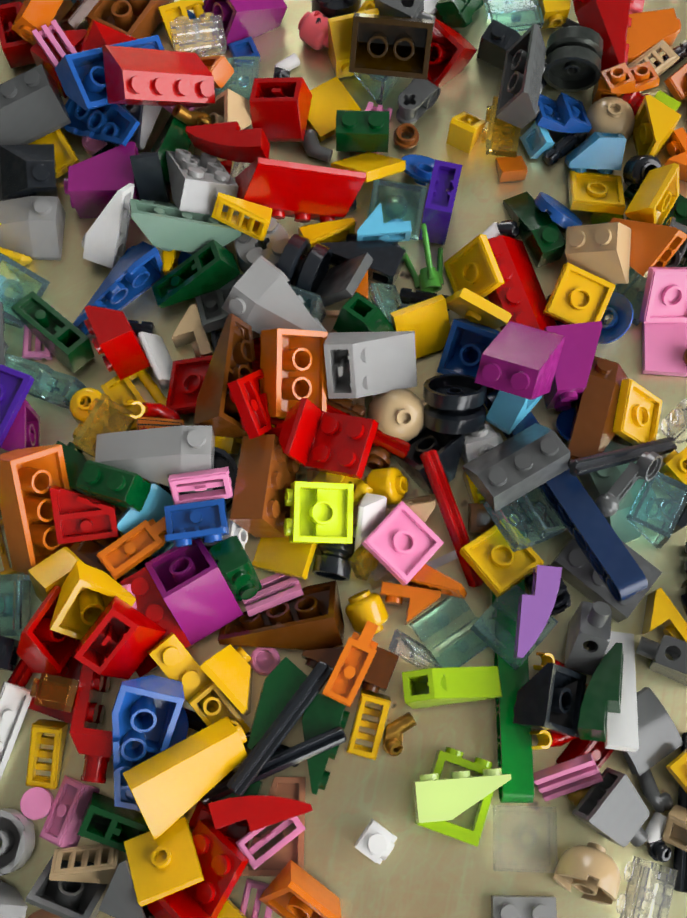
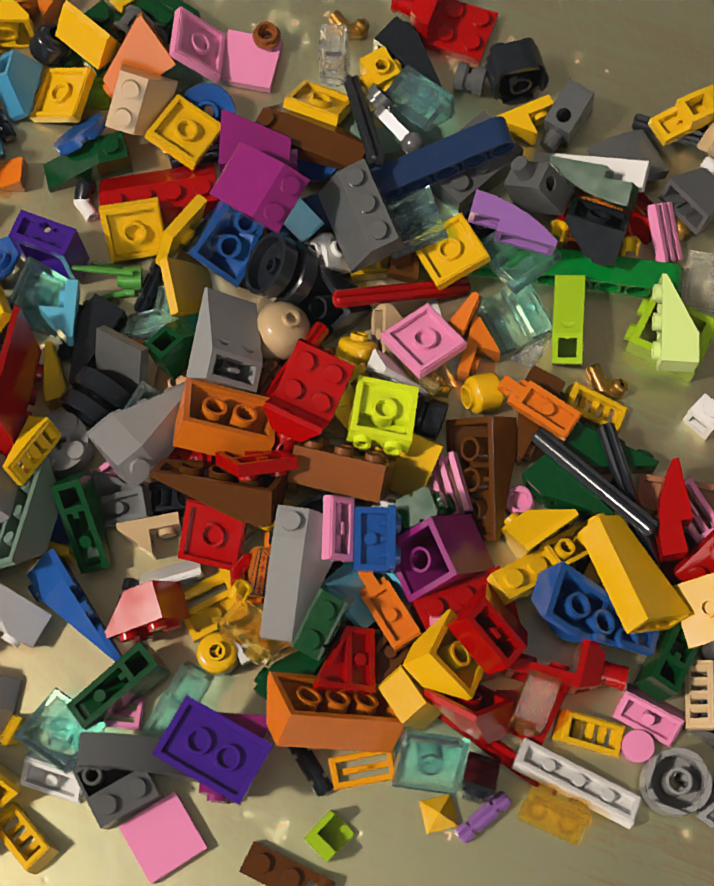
camera: 75 degrees left, 0 degrees up
(658, 801) = (690, 162): dark grey arm -> none

